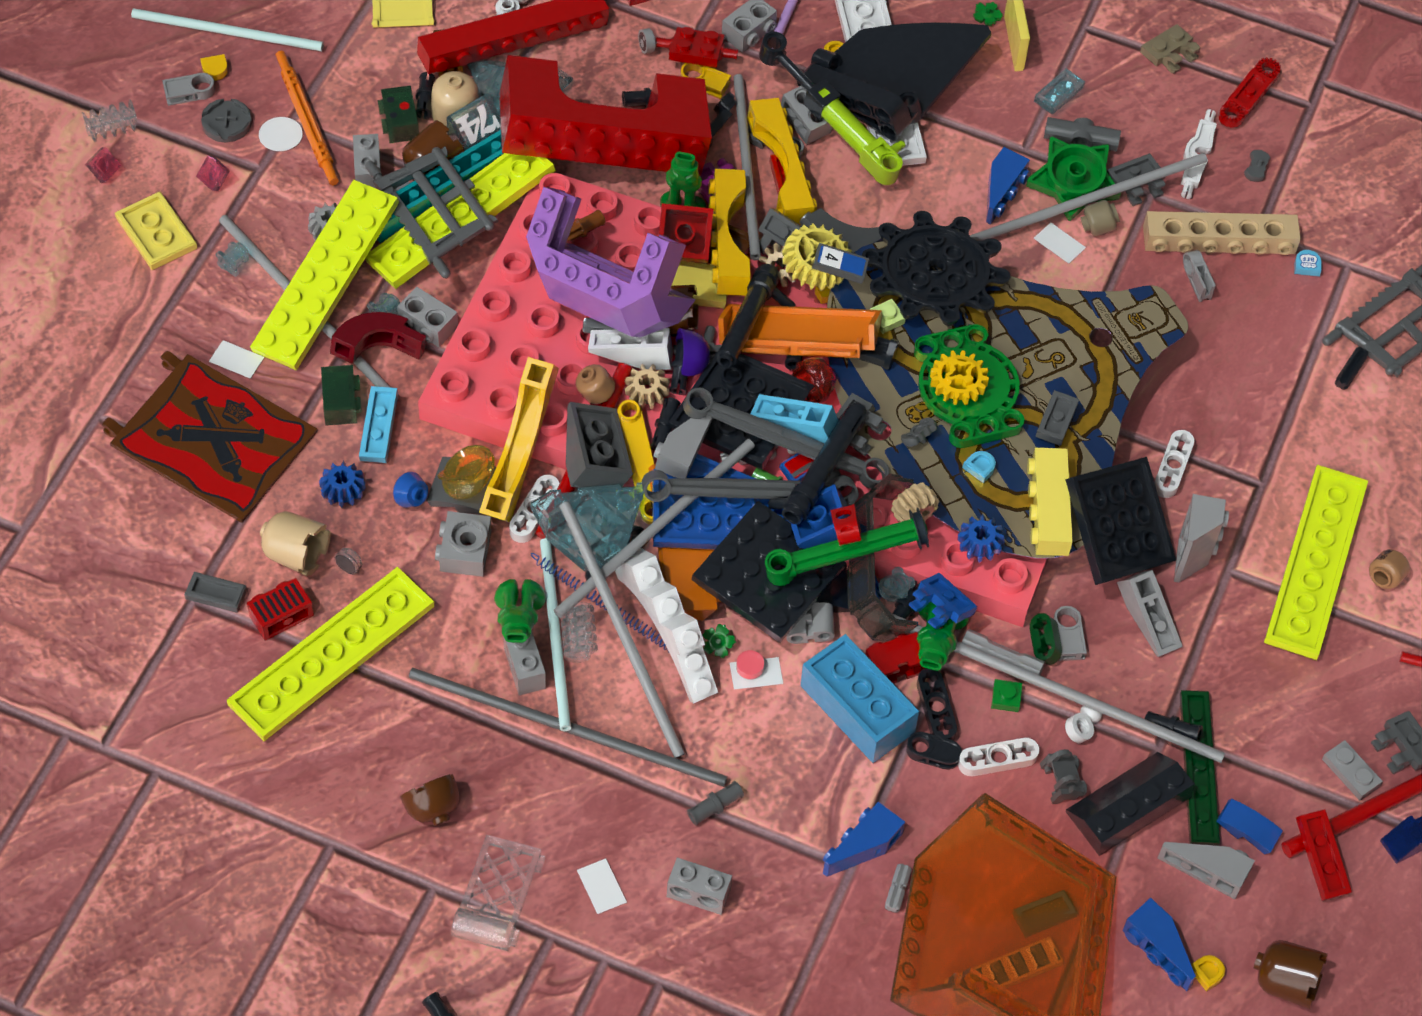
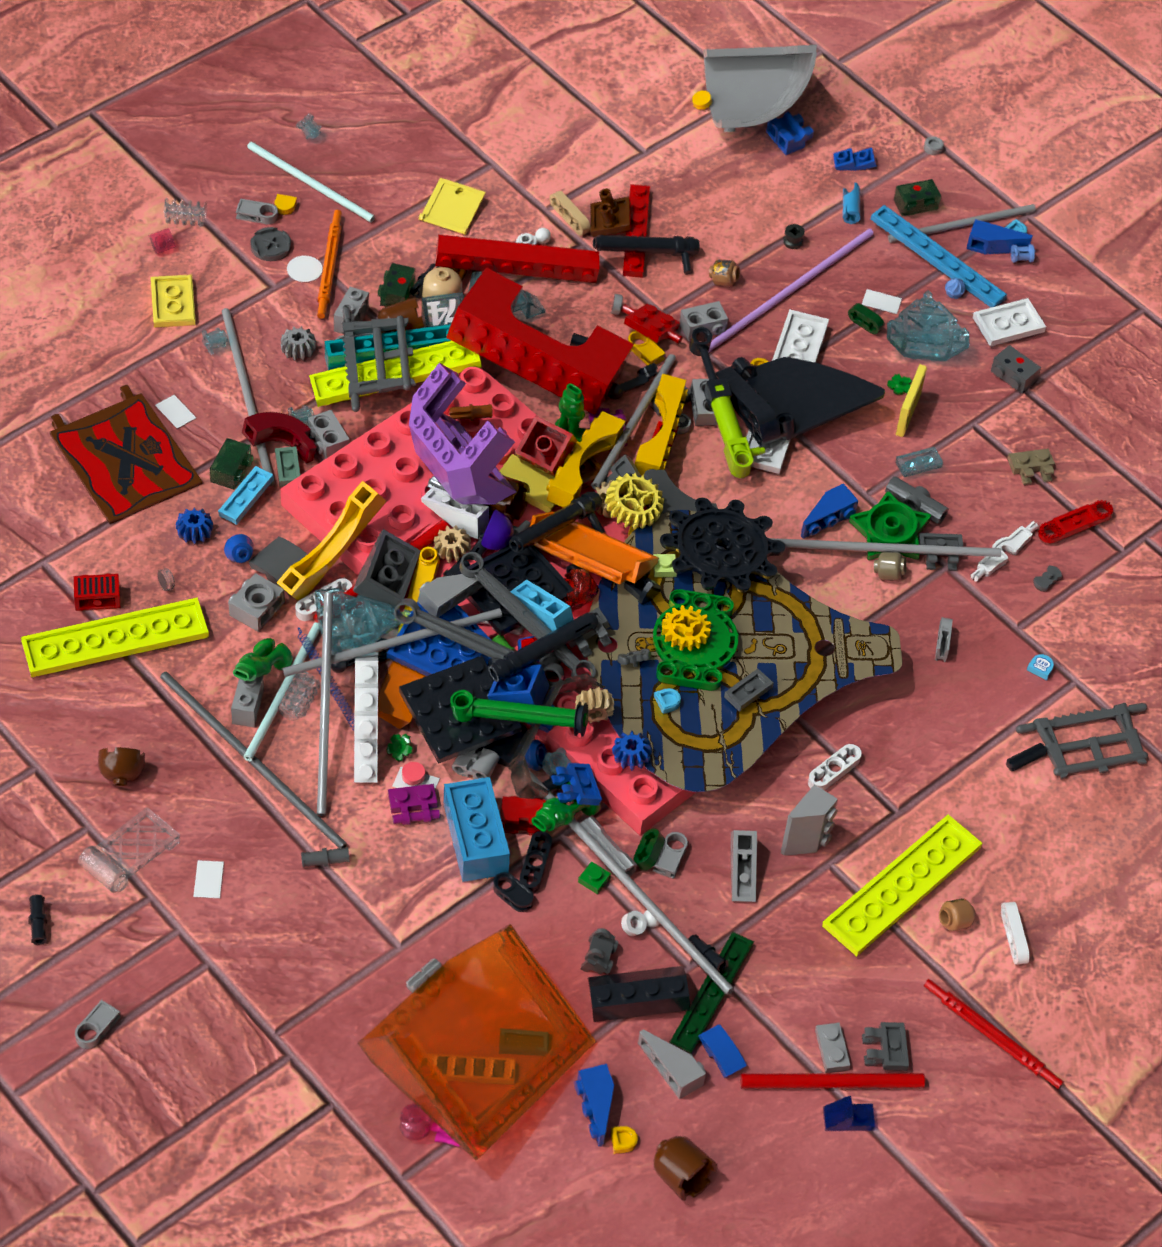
camera: 25 degrees right, 5 degrees down
(212, 173) = (236, 276): clear pink plate -> none
(215, 592) = (60, 562): dark grey tile -> none
(294, 541) = (134, 550): tan cylinder -> none
(324, 275) = (269, 375): neon yellow plate -> none
(403, 371) = (287, 464): none -> sand green plate
(467, 472) = (285, 551): clear yellow piece -> none
(595, 384) = (412, 525): medium nougat head -> none
(699, 886) = (275, 907): light grey brick -> none
(765, 694) = (412, 799): none -> magenta plate
(840, 263) = (645, 510): tile -> none
(846, 529) = (524, 695): red leg -> none
(871, 838) = (419, 931): blue slope -> none
(1005, 747) = (554, 909): white beam -> none
(1050, 502) = (703, 747): light yellow brick -> none
(1059, 242) = (849, 573): white sticker -> none
(1120, 520) = (753, 783): black plate -> none
(1221, 232) = (982, 615): tan brick -> none
(1323, 855) = (764, 1095): red plate -> none

